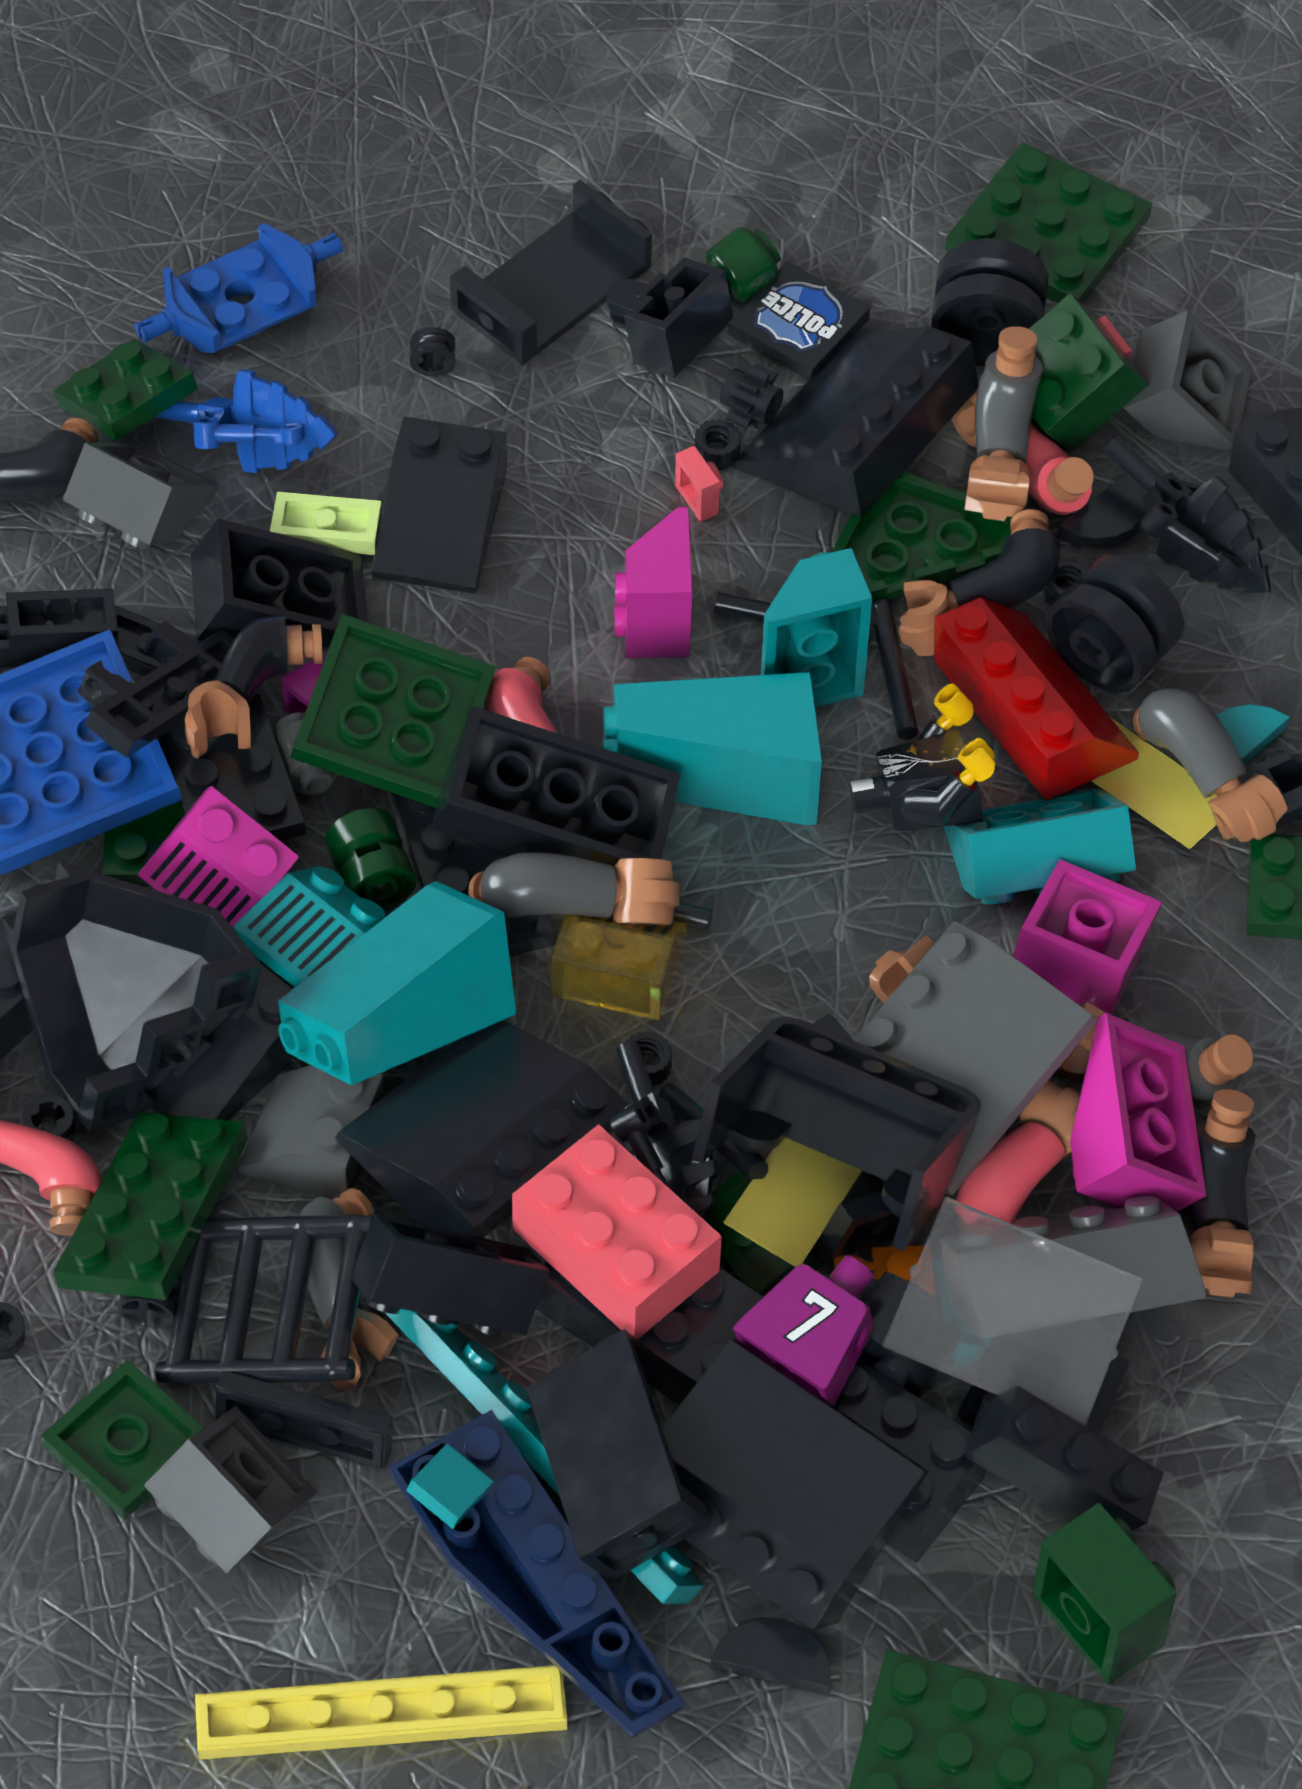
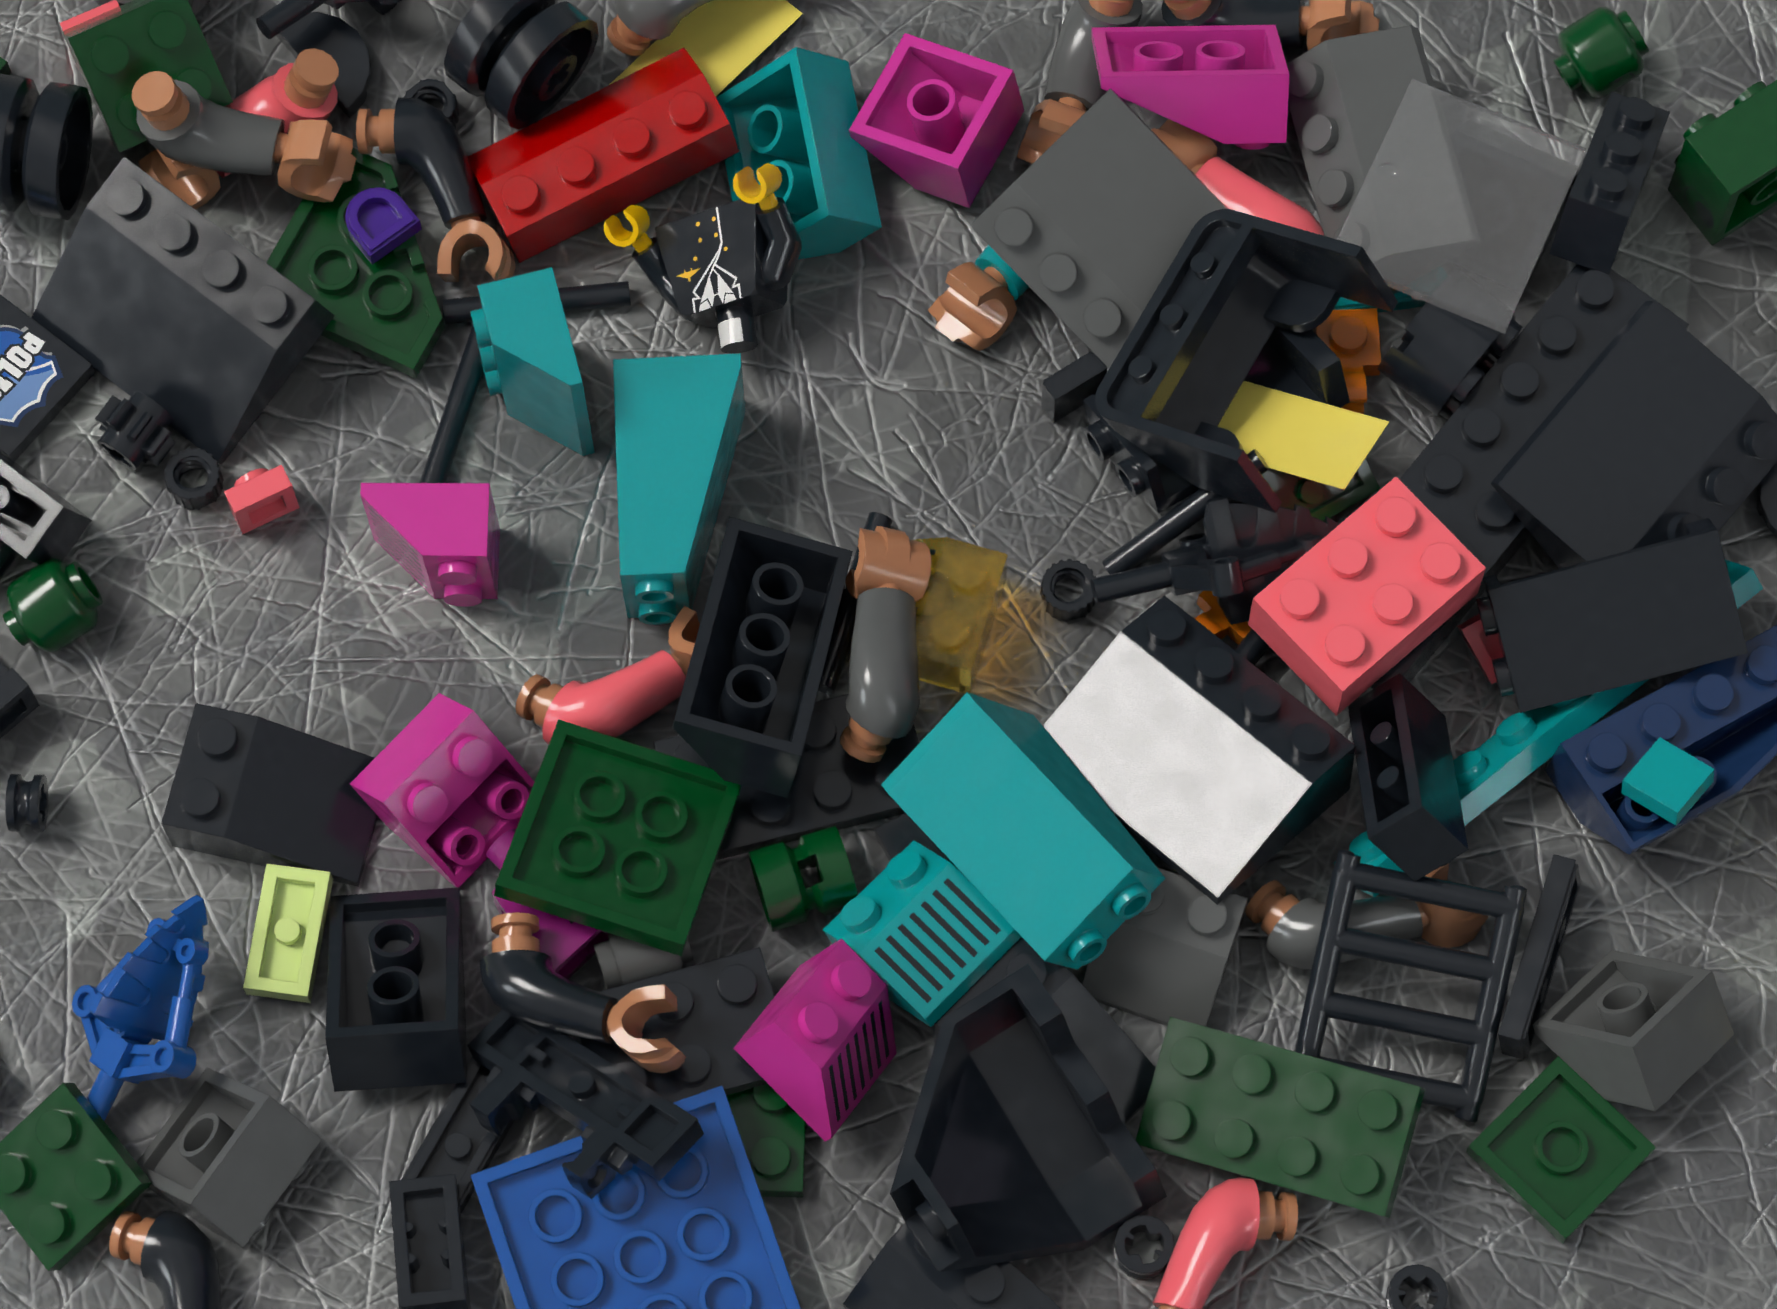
camera: 85 degrees left, 15 degrees up
(452, 605) = (446, 788): none -> dark pink slope
(598, 355) = (52, 605): none -> dark green head
(812, 1326) = (1487, 399): magenta torso -> none
(946, 541) = (379, 222): none -> dark purple tile
(1216, 1482) = (1600, 52): none -> dark green head

